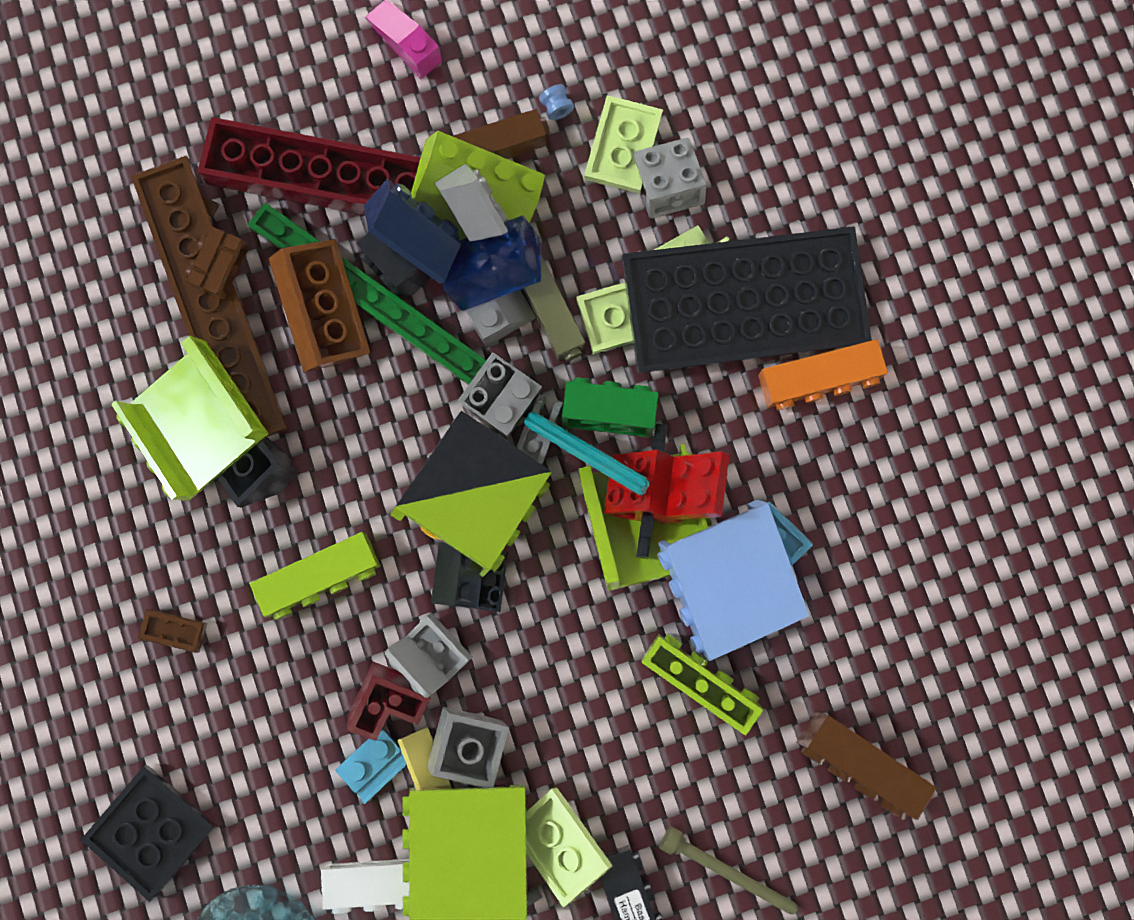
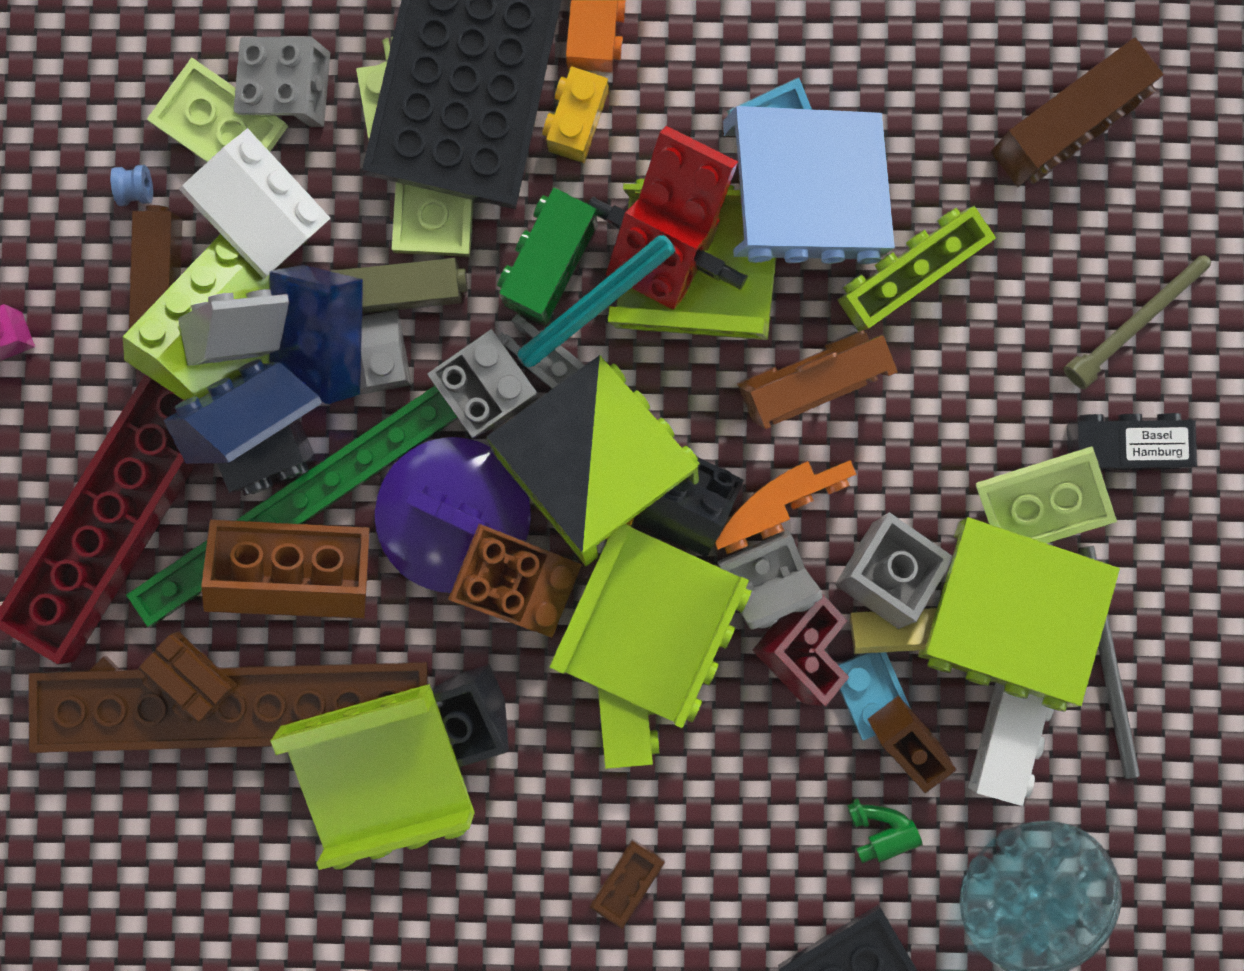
camera: 70 degrees left, 5 degrees up
(264, 817) = (888, 843): none -> green plant
(341, 806) = (911, 744): none -> reddish brown brick
(363, 467) = (514, 581): none -> dark orange slope
(365, 578) = (651, 624): none -> lime panel
(398, 408) = (435, 505): none -> dark purple bracket
(482, 634) = (766, 508): none -> orange slope
(571, 188) = (254, 203): none -> white slope
(590, 637) = (816, 379): none -> dark orange piece
(724, 392) = (577, 114): none -> yellow brick

